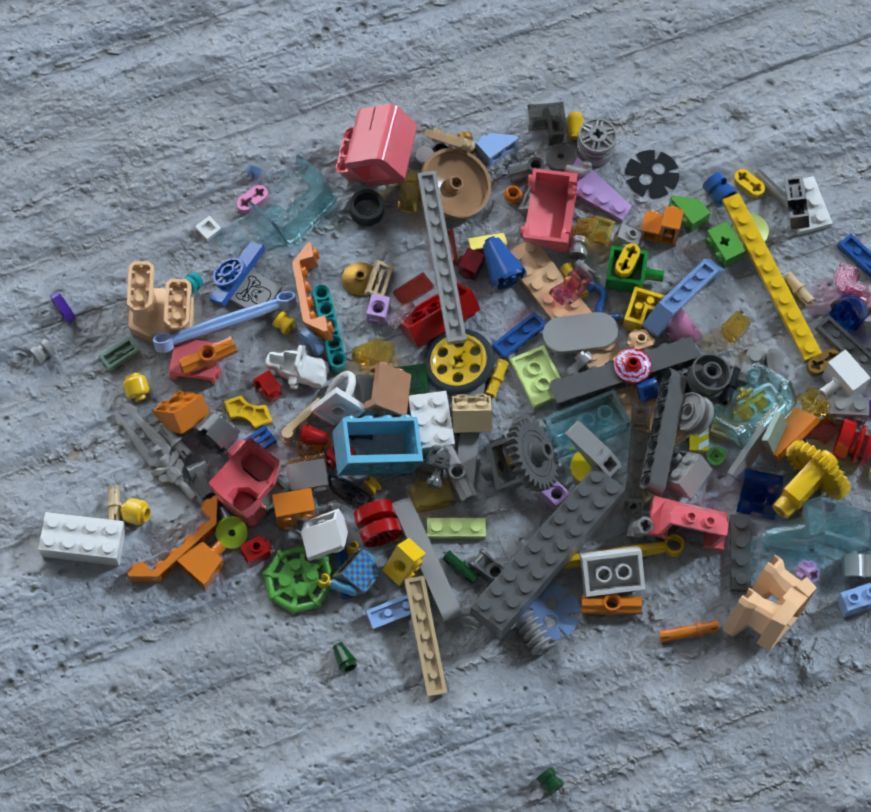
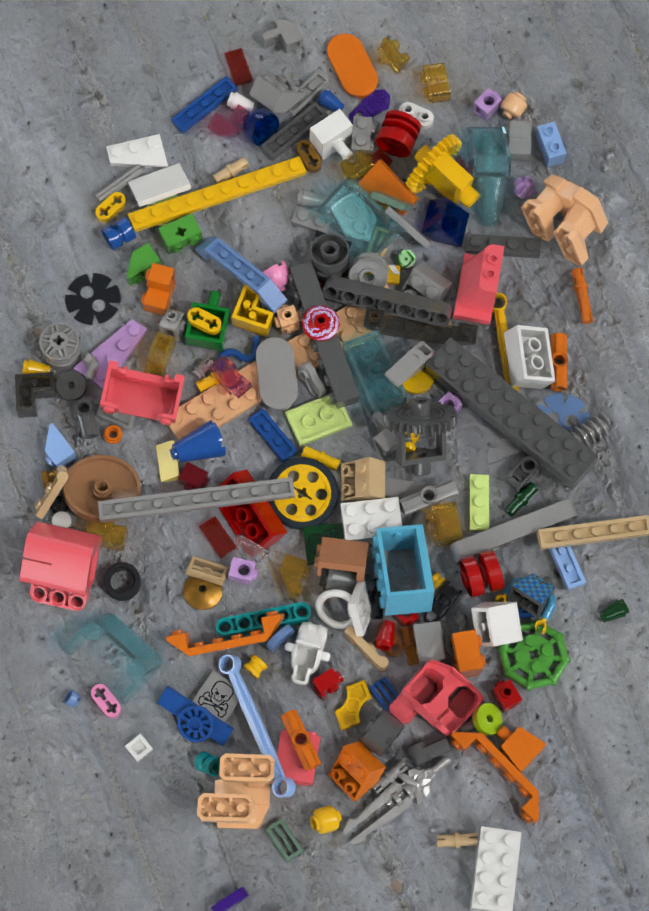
camera: 90 degrees left, 5 degrees up
(135, 511) = (465, 817): yellow head -> none
(404, 561) = (522, 548): yellow brick -> none
(439, 459) = (423, 510): dark grey piece -> none
(578, 247) = (181, 370): light grey wheel -> none
(639, 527) = (486, 328): light grey piece -> none
(647, 390) = (343, 313): blue tile -> none
(735, 327) = (271, 230): clear yellow brick -> none
(743, 409) = (355, 222): clear yellow hips -> none
(775, 223) = (159, 185): none -> white tile
(796, 202) = (139, 161): black slope -> none

